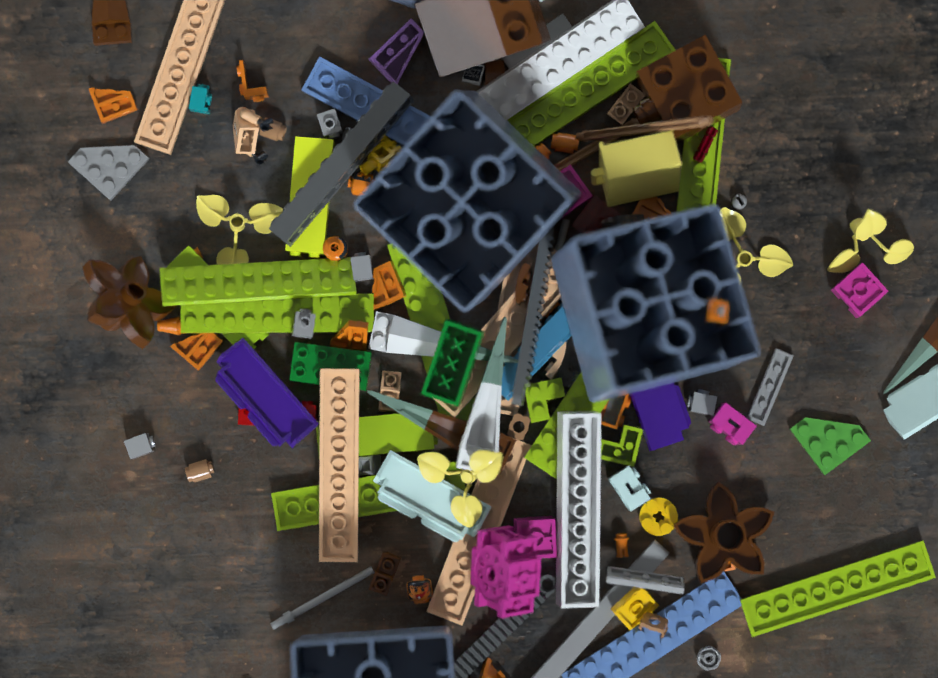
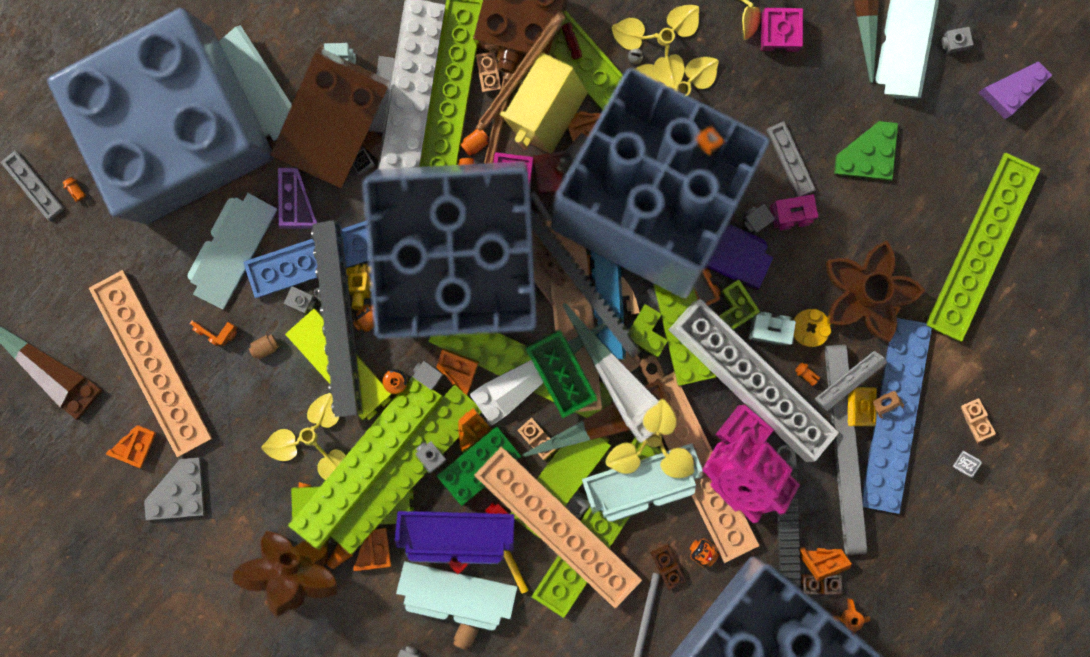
camera: 50 degrees left, 0 degrees up
(200, 99) = (192, 378): teal brick -> none
(226, 445) = (444, 592): none -> light aqua slope
(246, 133) = (248, 367): light nougat torso -> none
(278, 464) = (515, 572): none -> yellow bar
(329, 37) = (234, 241): none -> light aqua slope
(714, 661) = (954, 387): light grey plate -> none
(798, 209) = (681, 19): none -> light yellow plant

